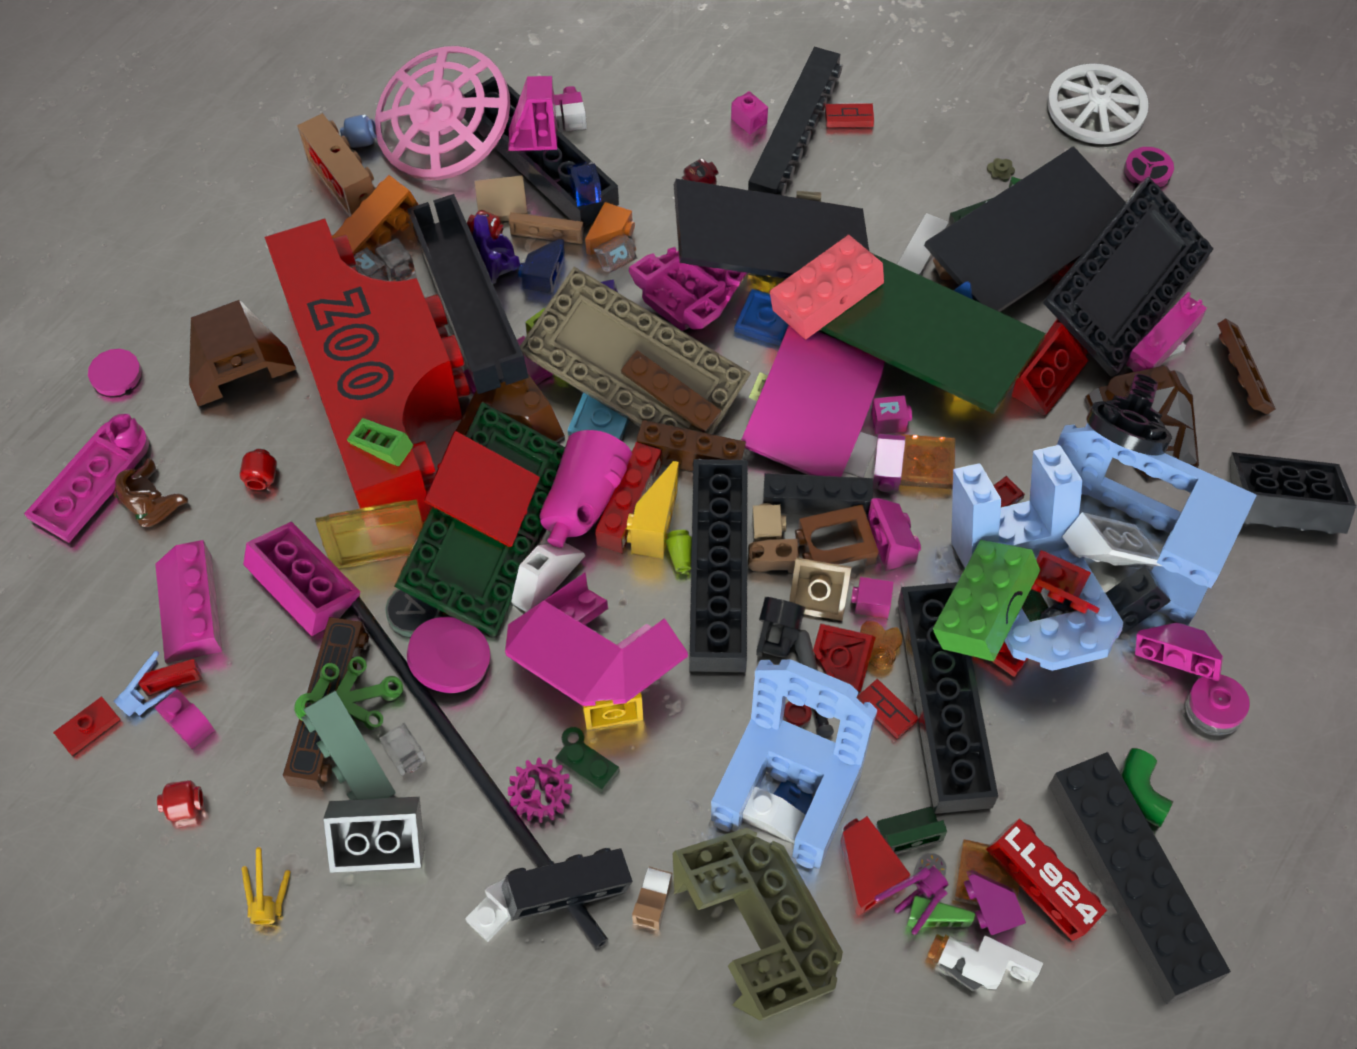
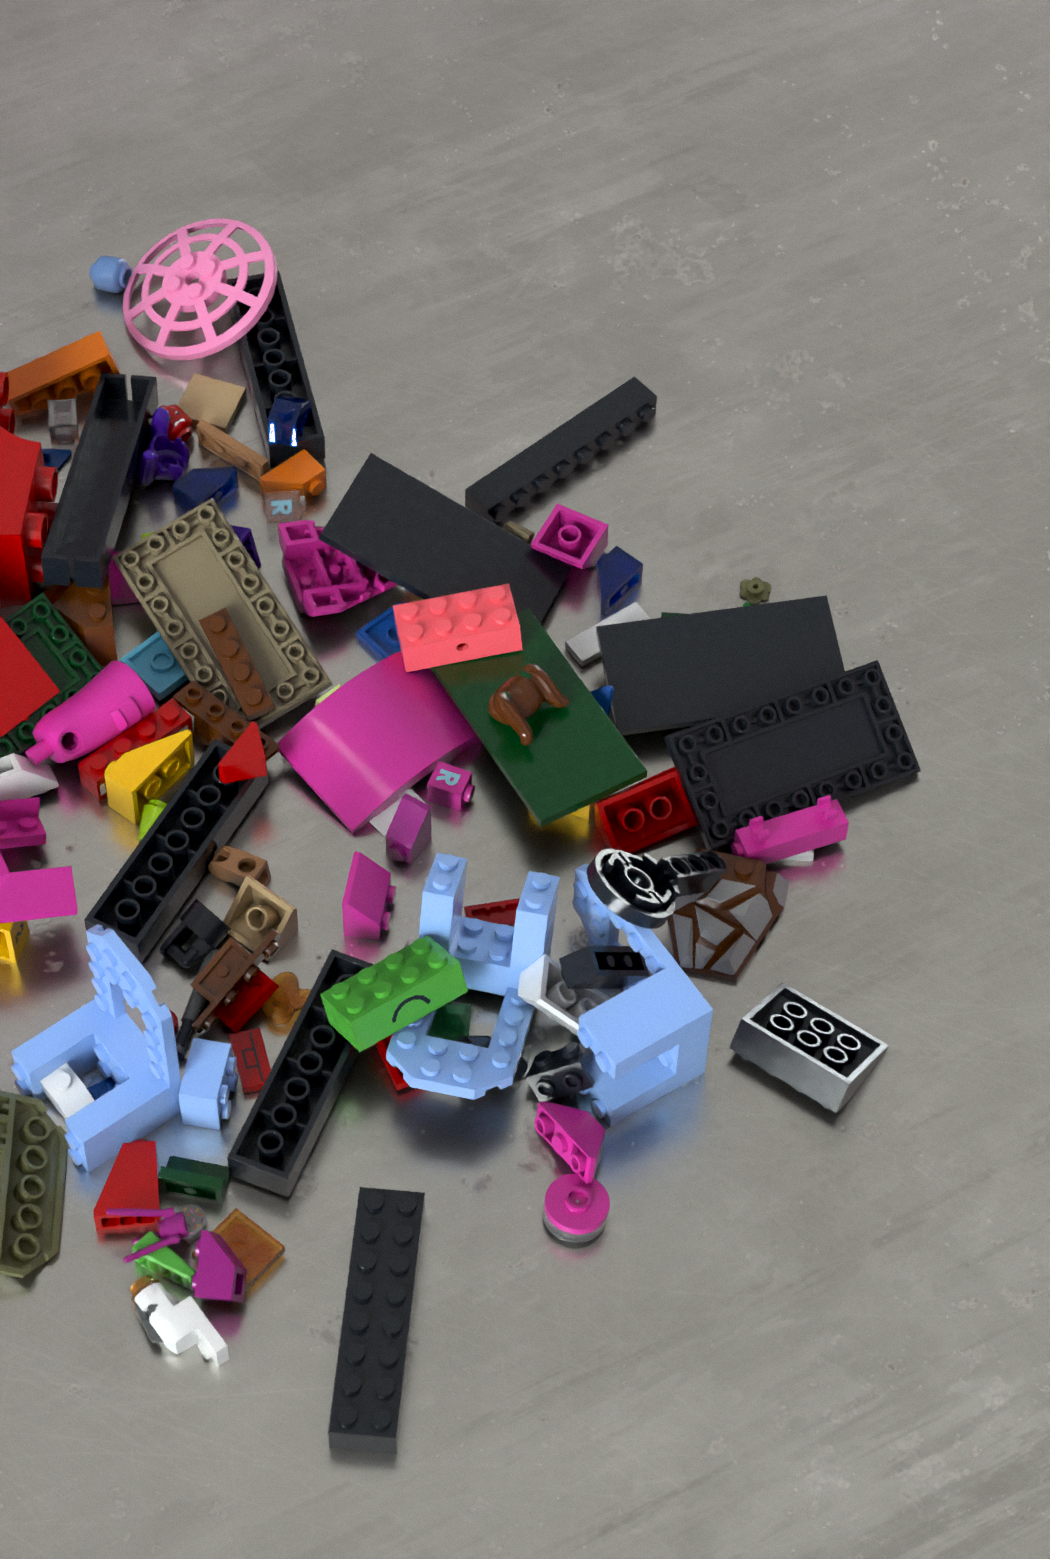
camera: 25 degrees right, 5 degrees down
(335, 162) = (63, 294): medium nougat brick -> none
(370, 265) = (31, 418): clear brick -> none
(535, 117) = (276, 332): dark pink wedge -> none
(572, 107) = (328, 337): white hips -> none
(701, 172) = (424, 463): dark red head -> none
(736, 463) = (245, 757): none -> red slope
(749, 112) = (522, 419): dark pink brick -> none
(767, 522) = (253, 834): tan brick -> none
(816, 493) = (317, 827): black brick -> none
(833, 641) = (225, 975): none -> reddish brown bracket
(849, 115) = (630, 466): red tile -> none
(852, 183) = (572, 537): none -> dark pink slope
(864, 549) = (306, 897): dark orange panel -> none
(872, 597) = (307, 951): dark pink brick -> none
(884, 753) = (207, 1084): none -> light blue brick
(899, 201) = (616, 577): none -> clear blue slope
(919, 320) = (522, 697): none -> reddish brown hair
(928, 462) = (458, 838): clear orange plate -> none
(1046, 879) = (284, 1276): red brick -> none
(1062, 581) = (483, 1012): red bracket -> none
(1098, 100) = (910, 562): white wheel -> none
(1126, 502) = (603, 967): none -> black brick
(1137, 774) = (438, 1248): green cylinder -> none
(1149, 162) = (916, 656): dark pink tile -> none
(1248, 372) = (859, 903): reddish brown plate -> none

